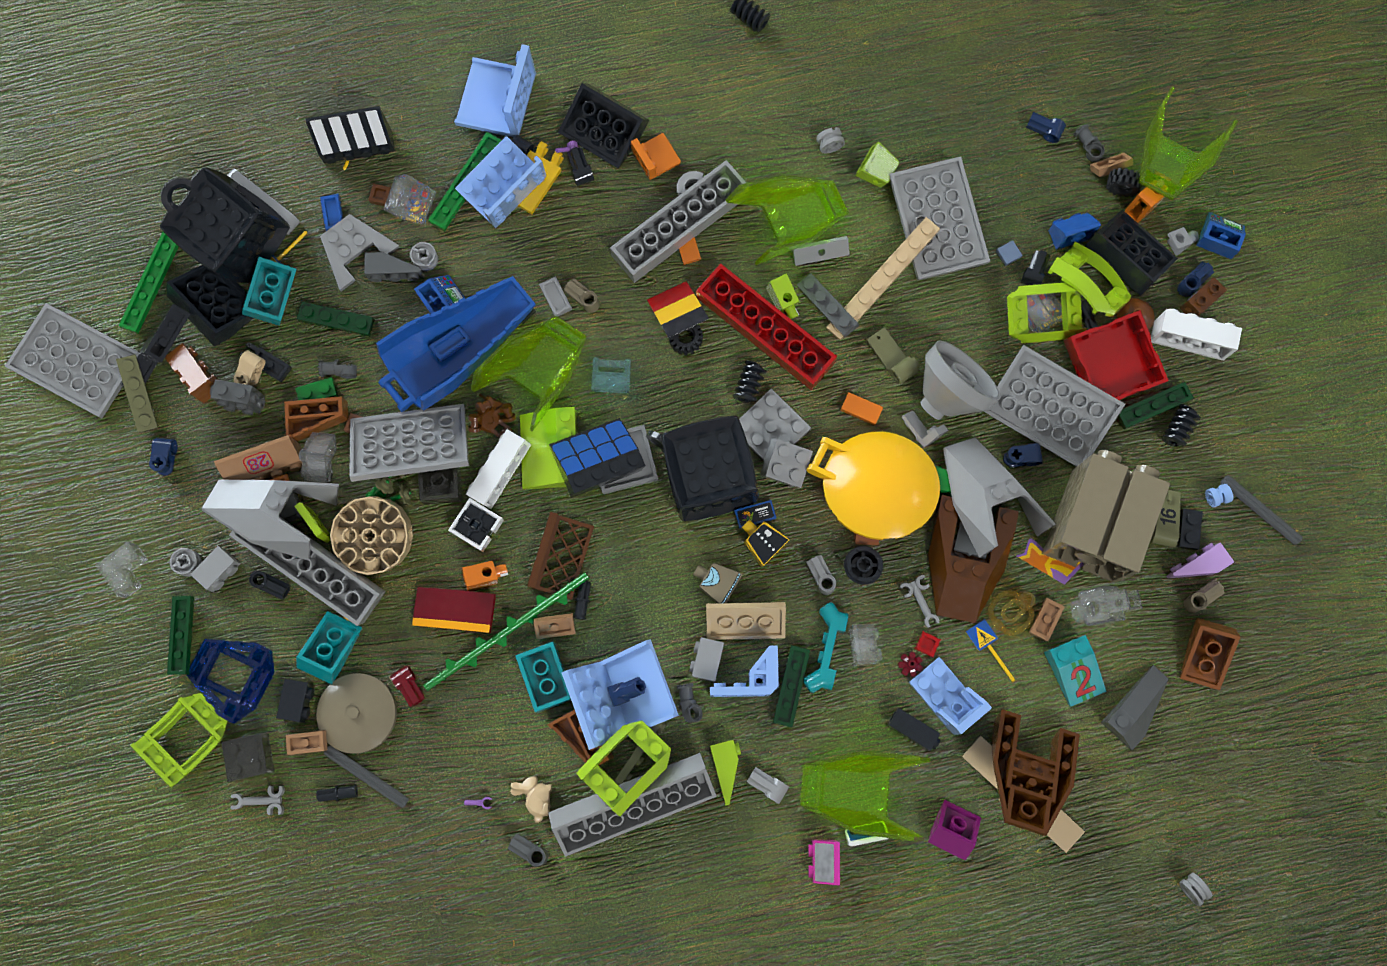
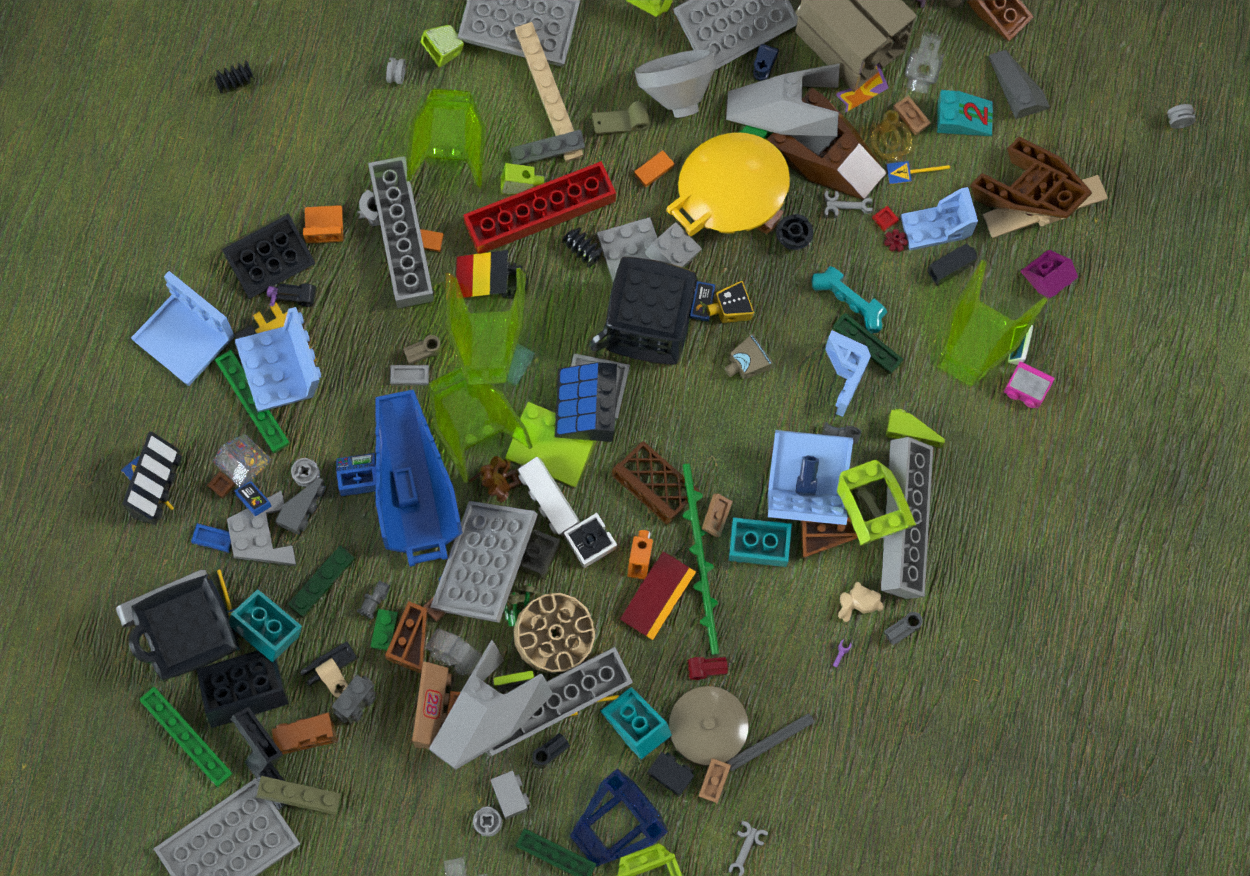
camera: 70 degrees left, 5 degrees down
(163, 454) = (369, 796): dark blue piece -> none
(248, 757) = (702, 838): clear smoke brick -> none
(337, 793) = (773, 774): black axle -> none
(378, 225) = (253, 498): none -> tile
(582, 601) = (705, 481): black axle -> none
(615, 336) = (484, 340): none -> clear neon green windscreen
(707, 659) = (811, 400): light grey brick -> none
(746, 620) = (794, 351): tan plate -> none
(770, 786) = (946, 400): light grey piece -> none
(821, 250) = (494, 128): light grey tile -> none
(821, 573) = (781, 271): light grey piece -> none
(864, 645) = (862, 267): clear slope -> none
(923, 436) = (705, 131): light grey bracket -> none

